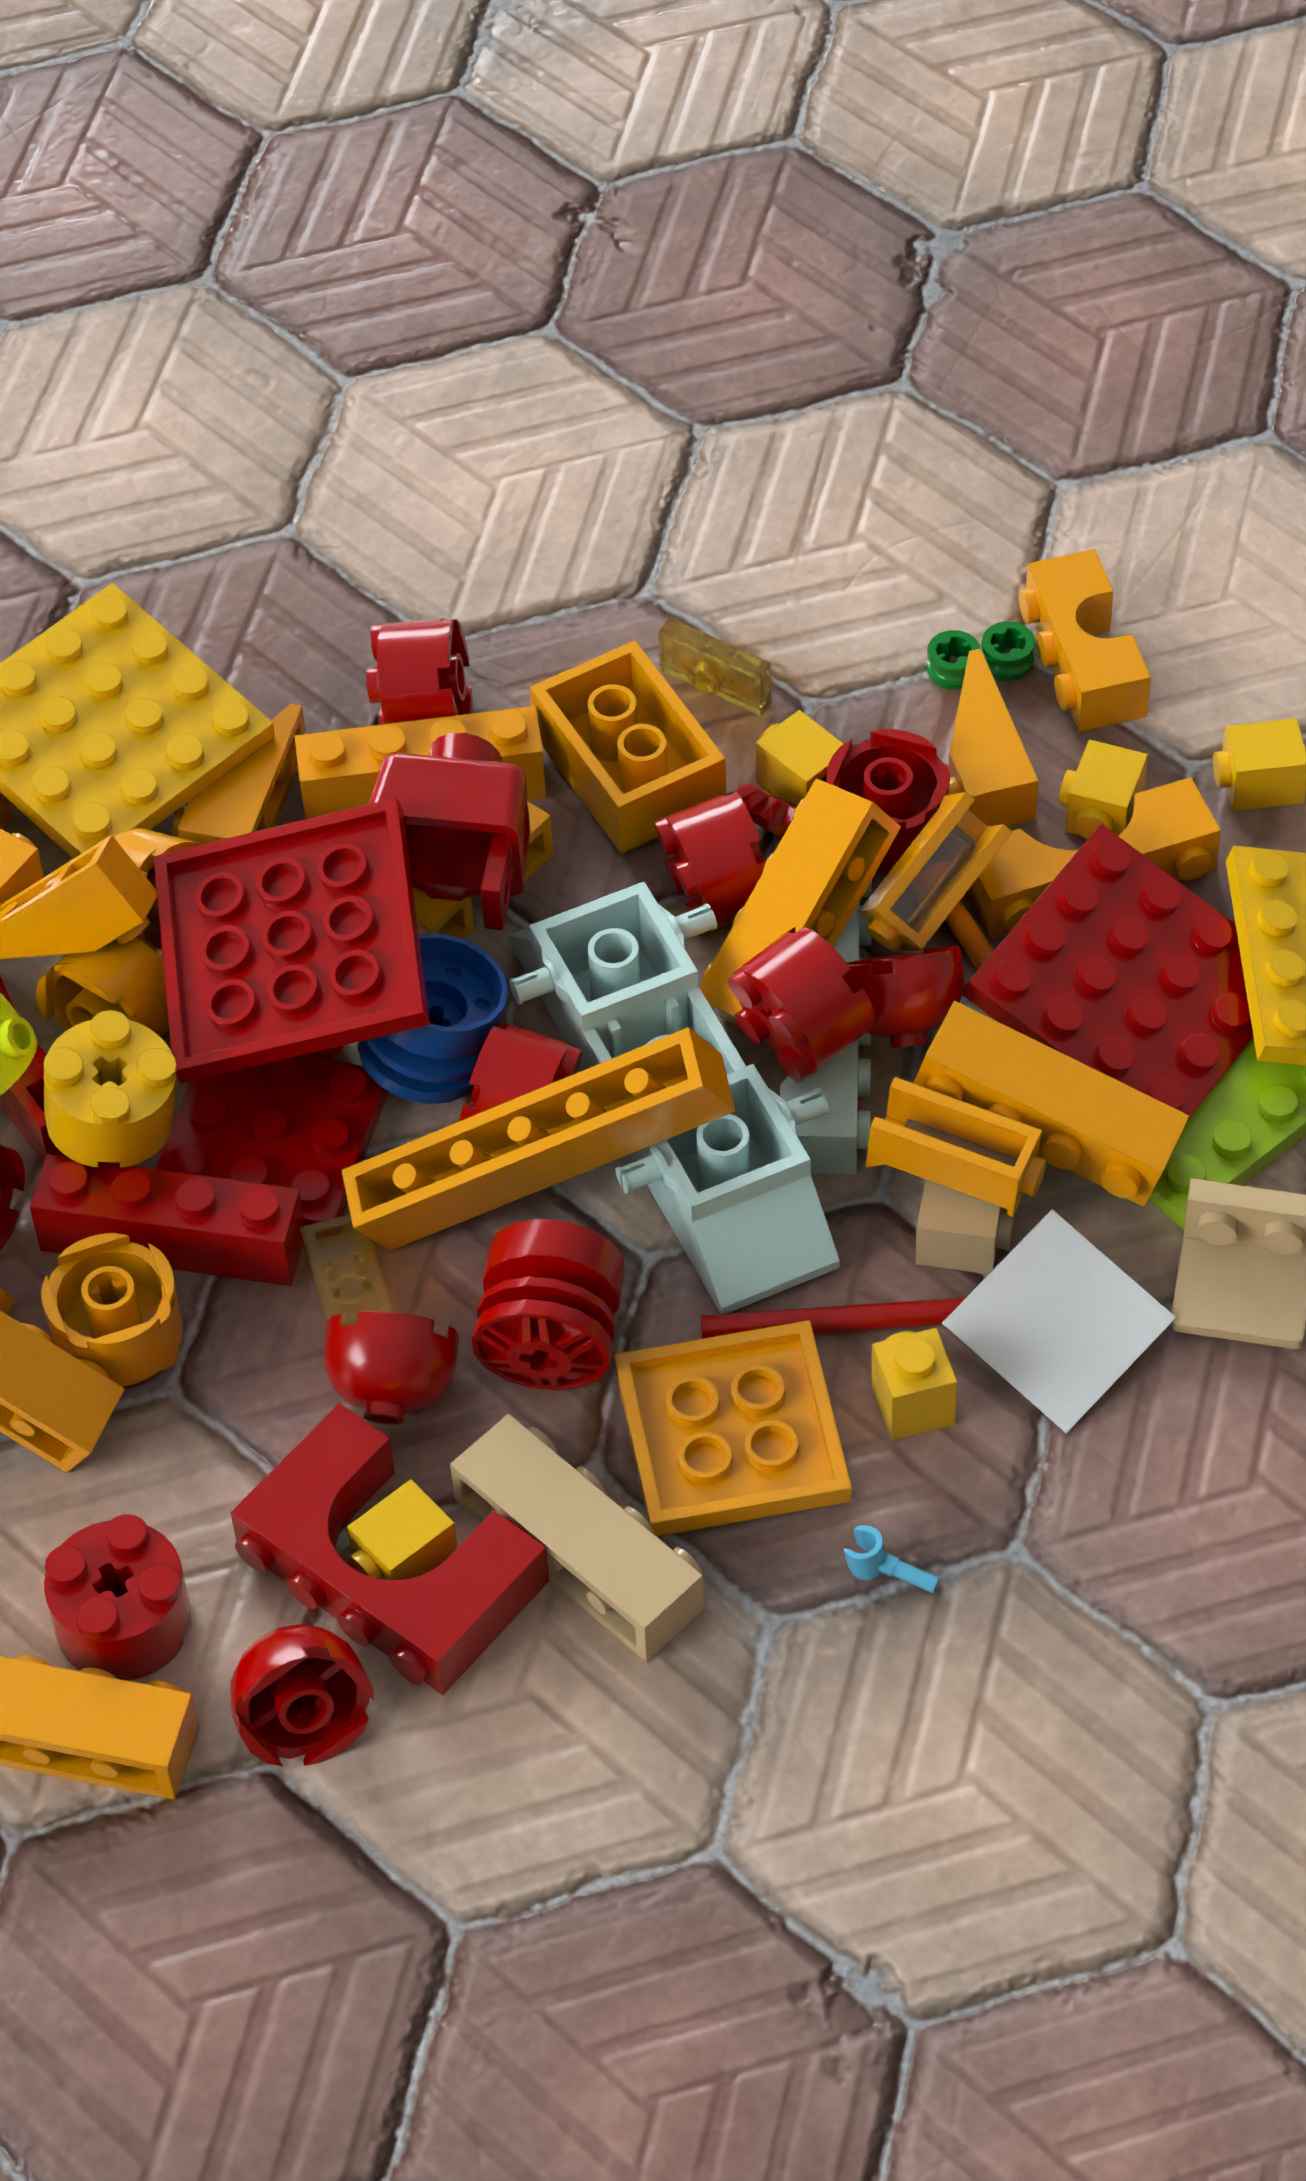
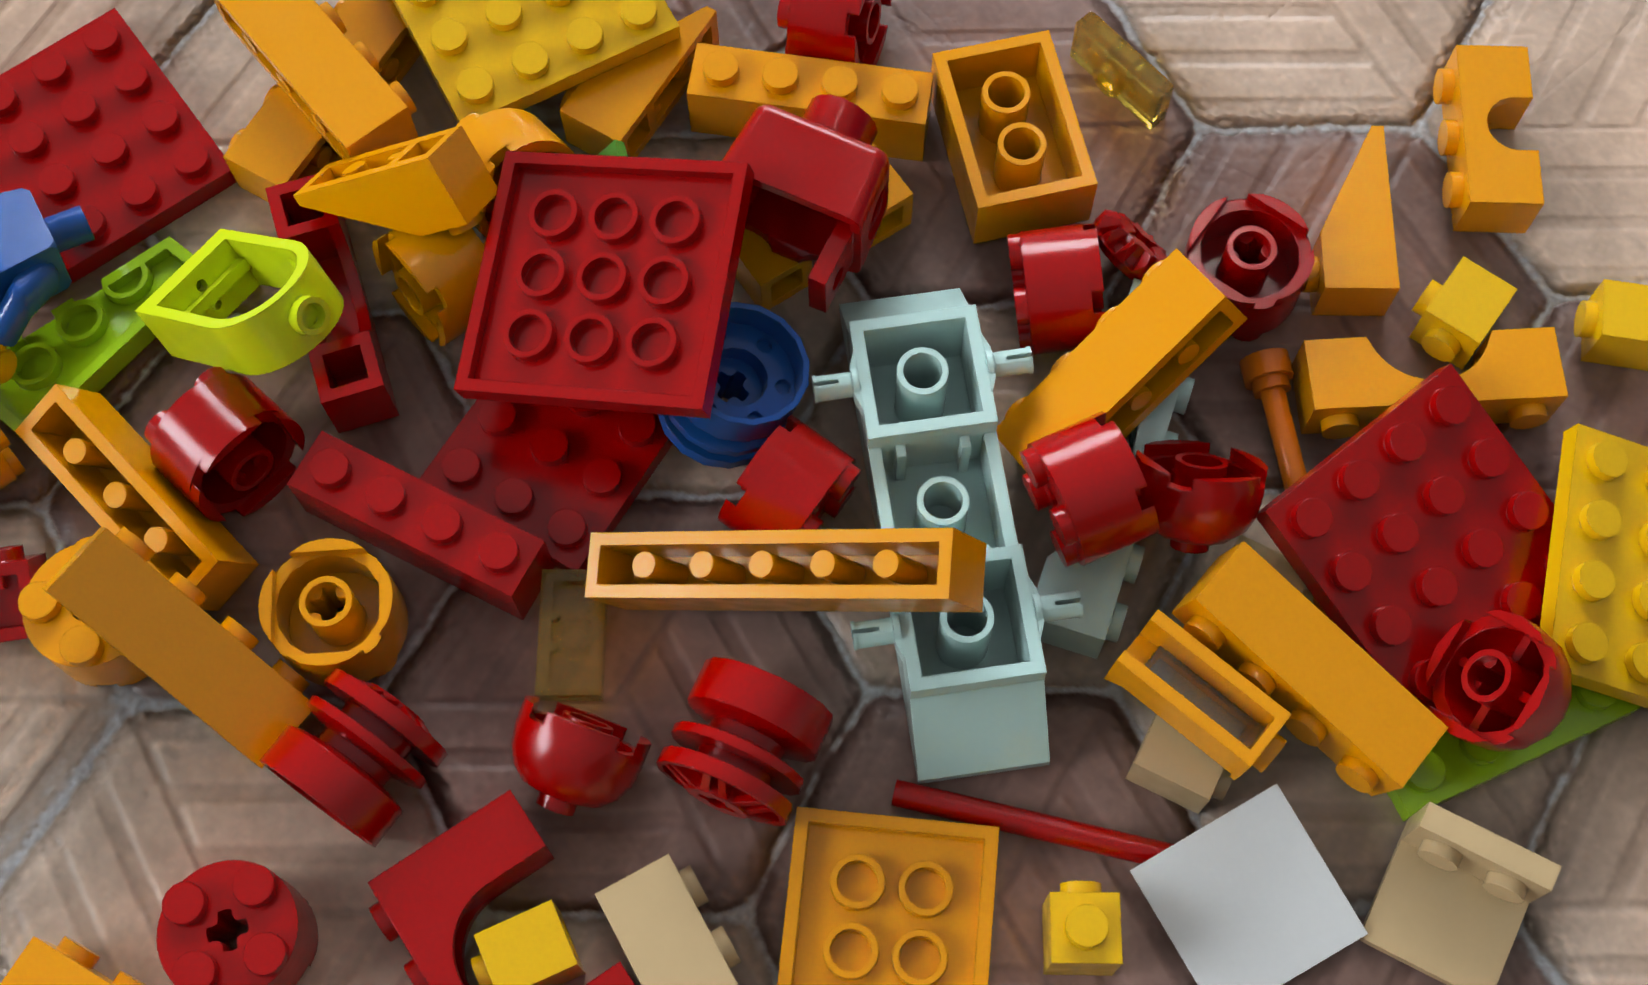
camera: 15 degrees right, 15 degrees up
(109, 1091) = (377, 359): yellow brick -> none
(180, 1415) = (355, 755): none -> red wheel
(794, 756) = (1170, 195): yellow brick -> none
(932, 875) = (1266, 373): light orange window -> none
(940, 649) = (1342, 108): green bush -> none
(1021, 657) = (1419, 139): green bush -> none
(1224, 1066) = (1499, 682): none -> red cylinder

